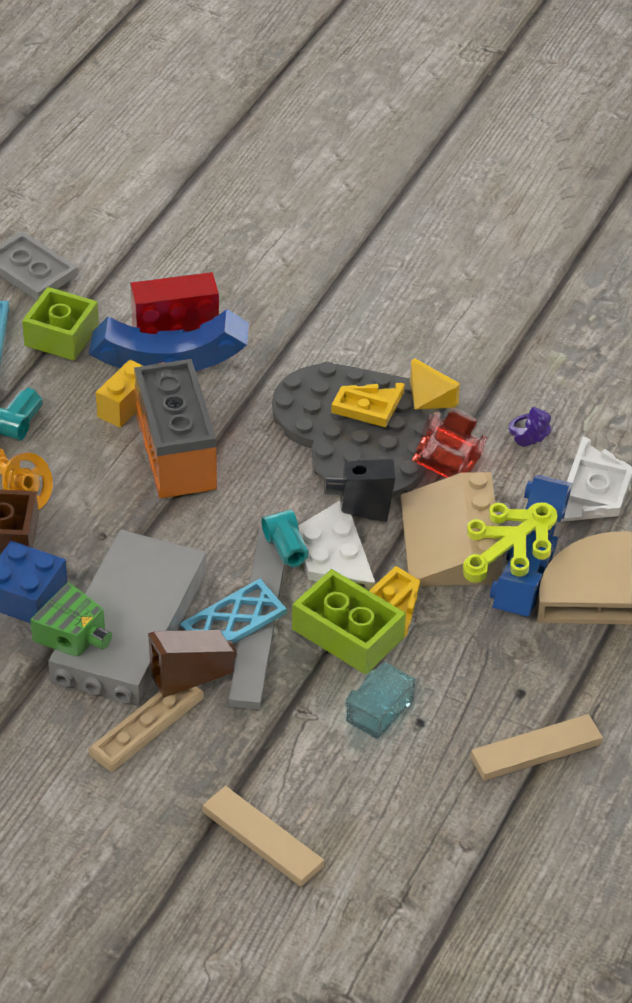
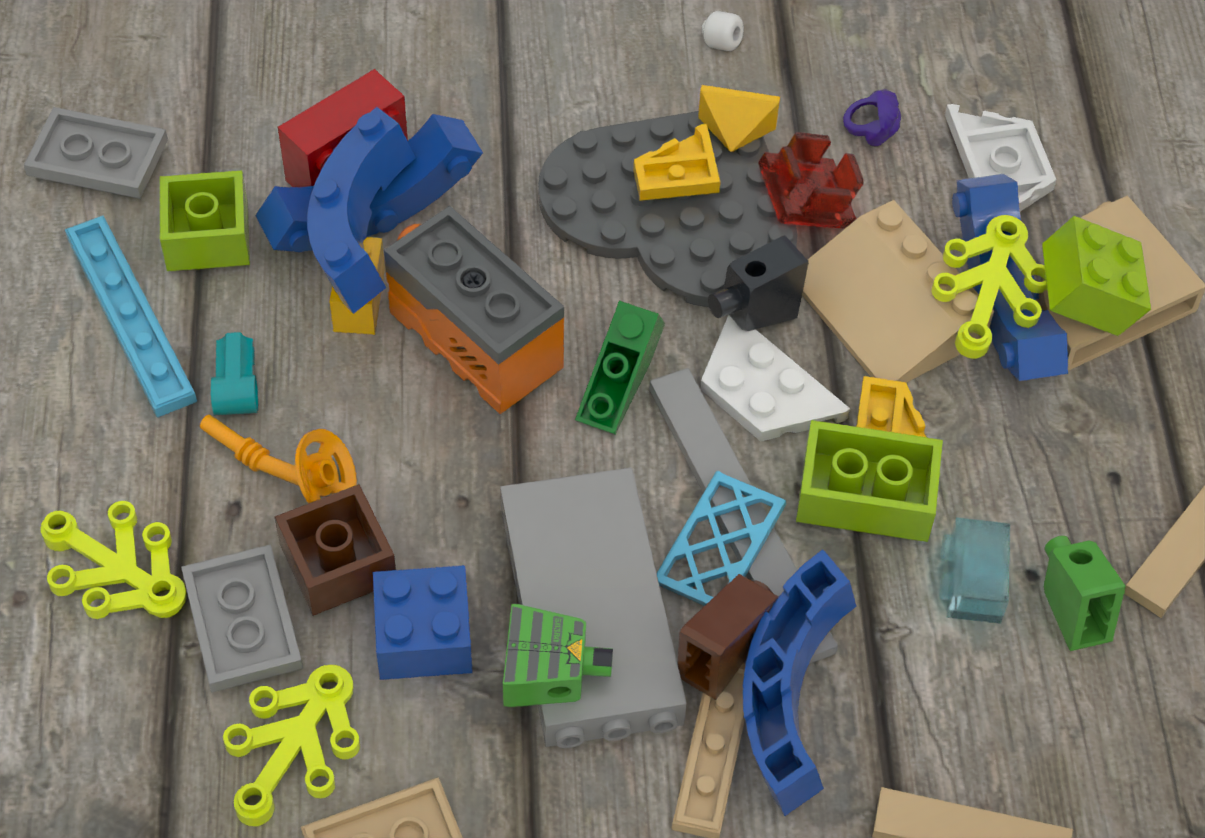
camera: 30 degrees left, 10 degrees up
(136, 340) = (341, 200): none -> blue brick
(208, 693) = (774, 672): none -> blue brick
(250, 499) = (620, 366): none -> green slope
(284, 533) = (701, 392): teal piece -> none
(436, 725) = (1082, 592): none -> bright green torso
(471, 340) = (723, 30): none -> white piece
(576, 559) = (1096, 276): none -> lime brick

